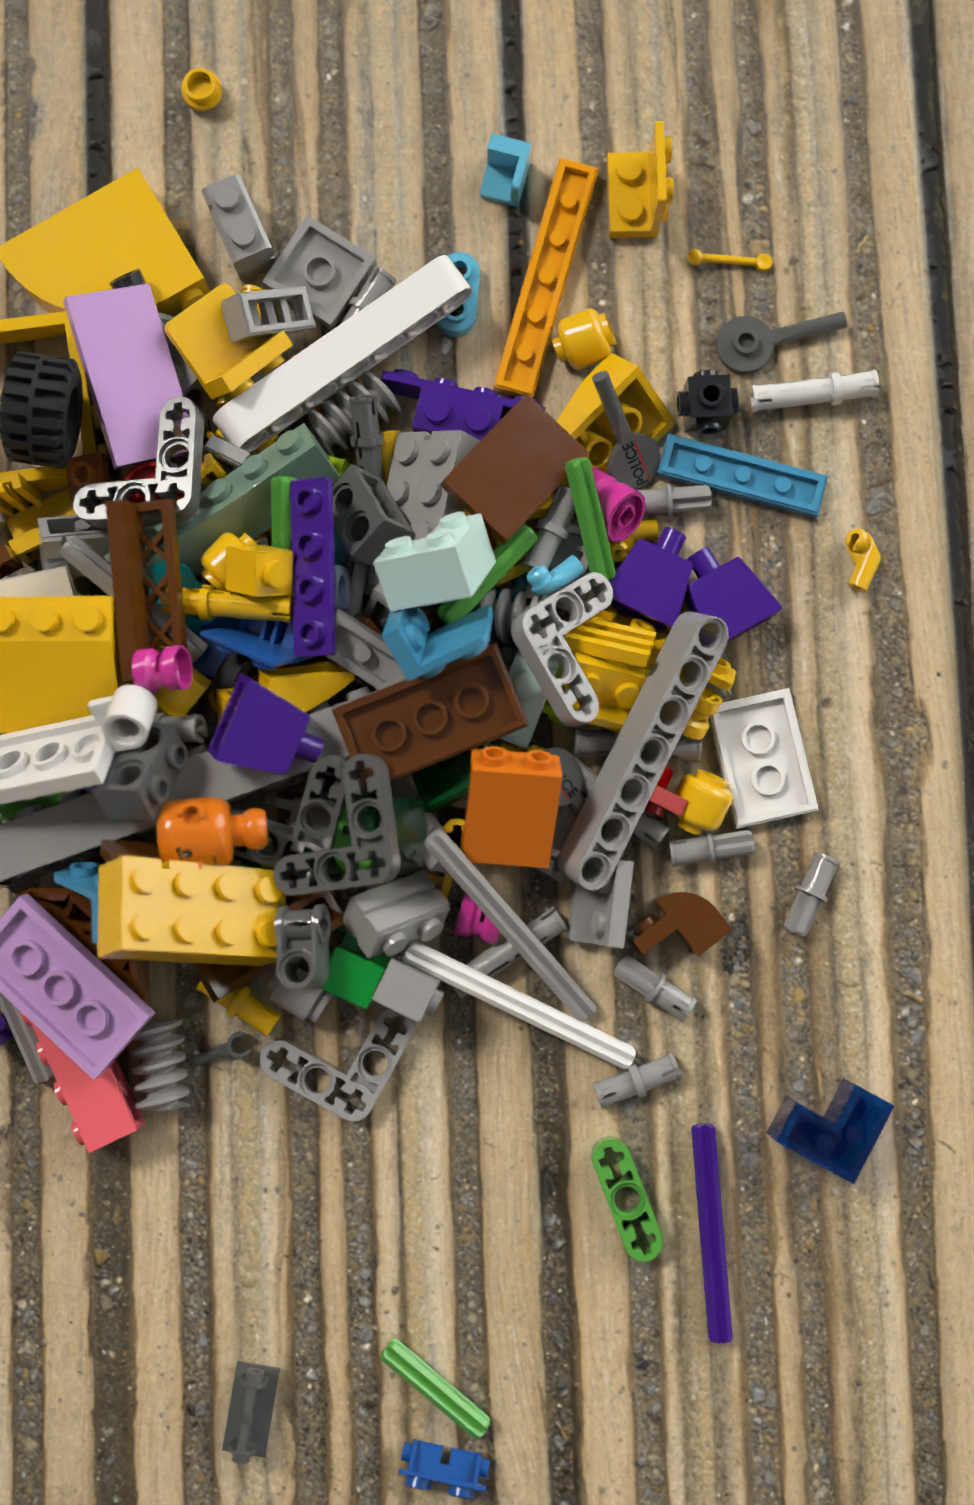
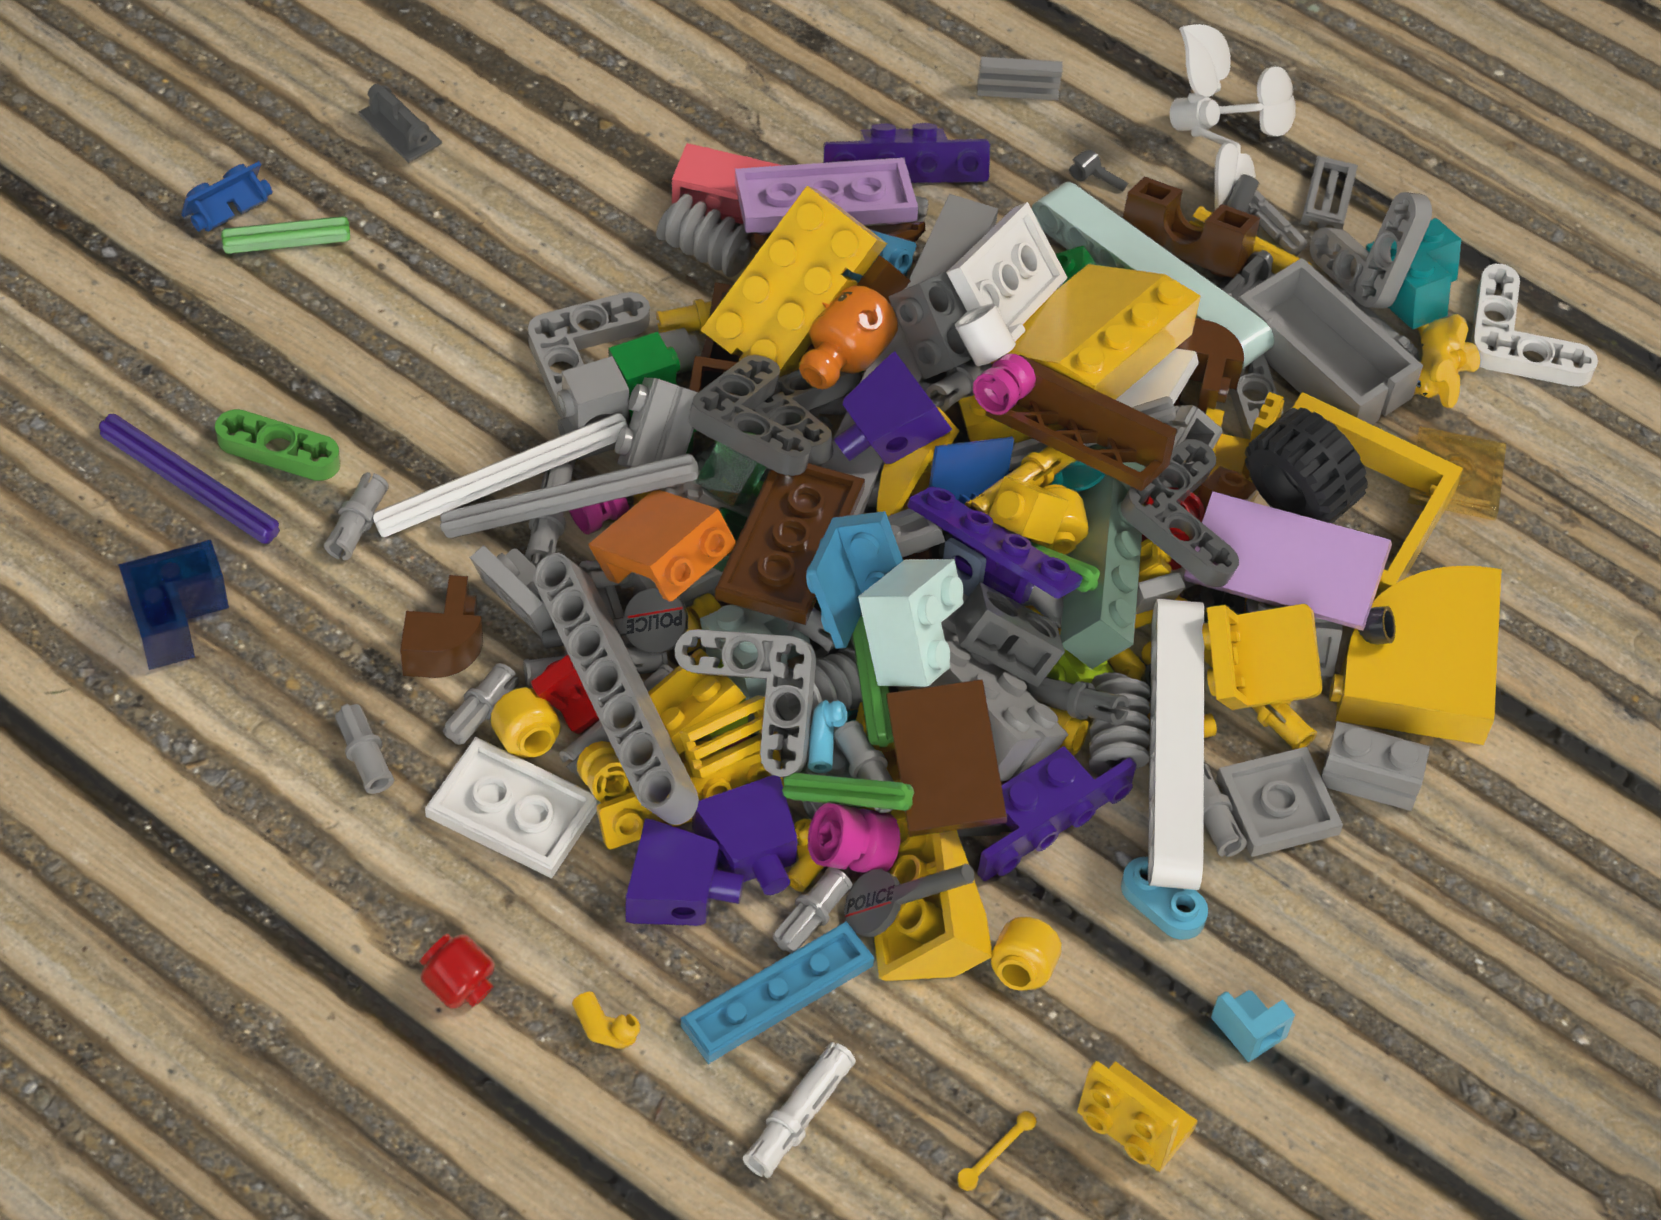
camera: 125 degrees right, 30 degrees down
(201, 89) = (1544, 841): yellow plate -> none
(221, 1051) = (673, 287): dark grey hand -> none
(244, 320) = (1251, 692): light grey slope -> none
(302, 943) = (693, 333): dark grey piece -> none
(546, 279) = (1119, 984): light orange tile -> none
(654, 987) = (411, 580): light grey axle -> none
(704, 415) = (871, 1000): black brick -> none
(748, 342) = (899, 1100): dark grey piece -> none
(917, 675) = (457, 971): none -> red head

